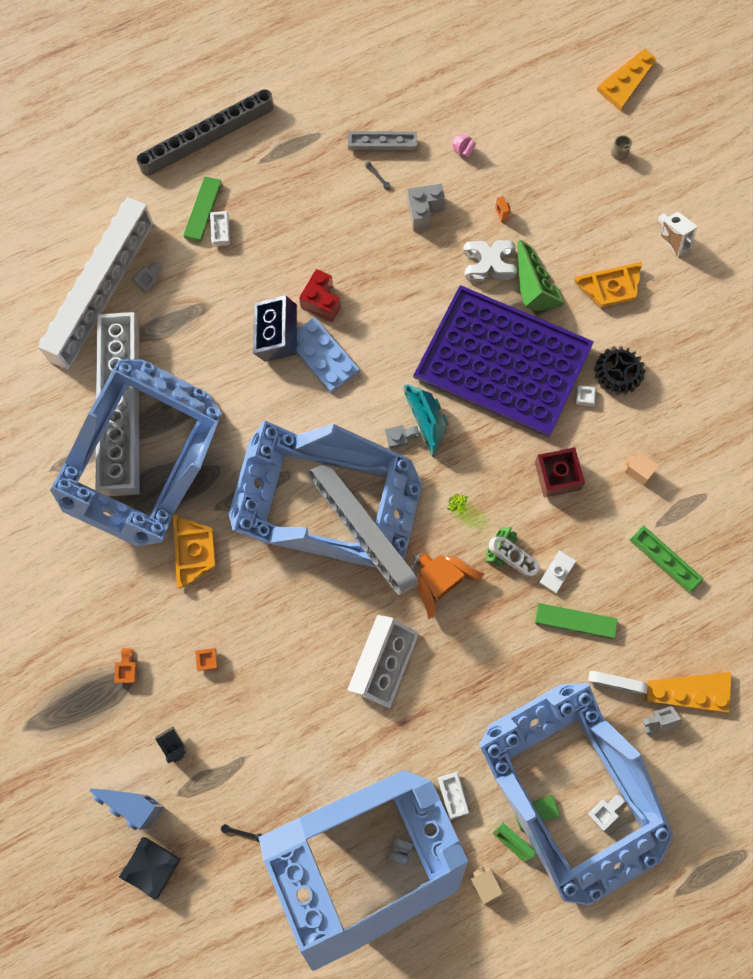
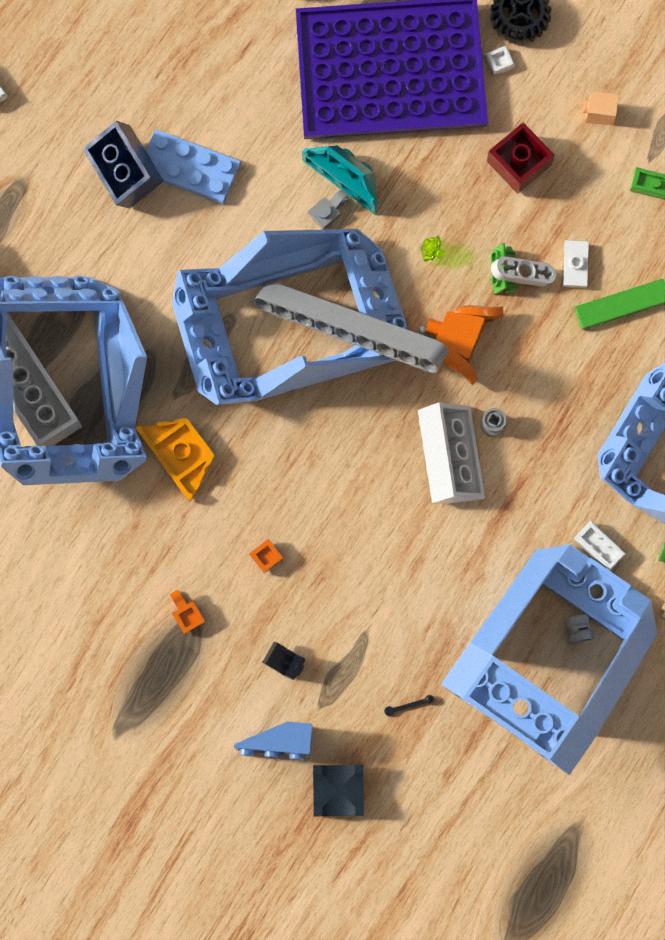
camera: 30 degrees left, 5 degrees up
(317, 296) = (147, 107): red brick -> none
(428, 659) = (493, 427): none -> light grey wheel

